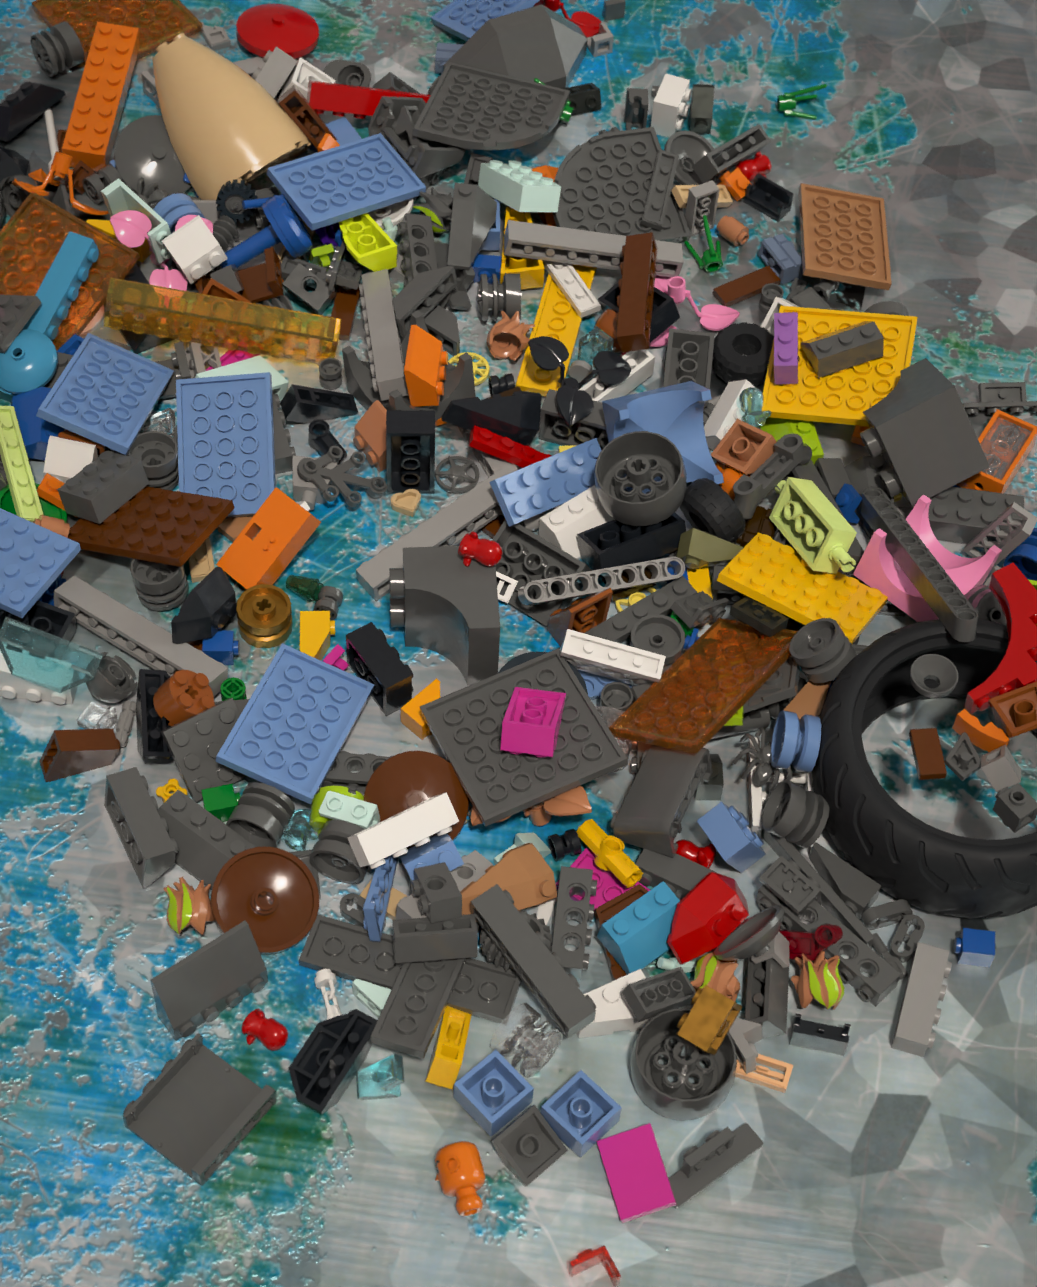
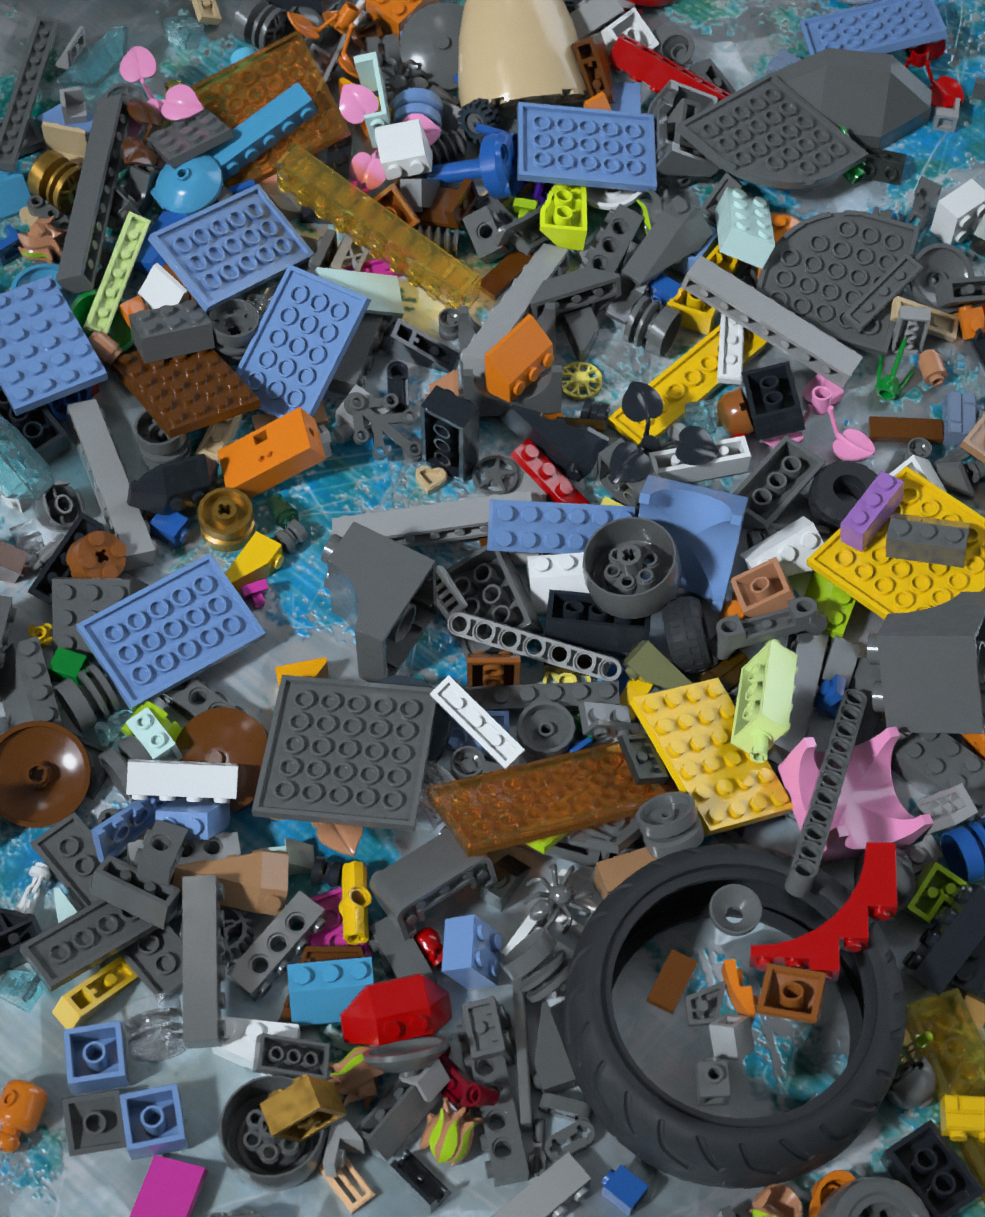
camera: 35 degrees right, 5 degrees up
(233, 688) = (150, 571): green wheel -> none
(381, 665) = (284, 619): black brick -> none
(389, 229) = (598, 215): light aqua bar -> none
(482, 550) = (416, 561): red animal -> none
(508, 337) = (632, 366): nougat hair -> none
(532, 722) = (356, 743): dark pink slope -> none
(636, 293) = (770, 384): reddish brown brick -> none
(751, 404) = (798, 551): clear light blue animal -> none
(795, 741) = (579, 896): medium blue wheel -> none

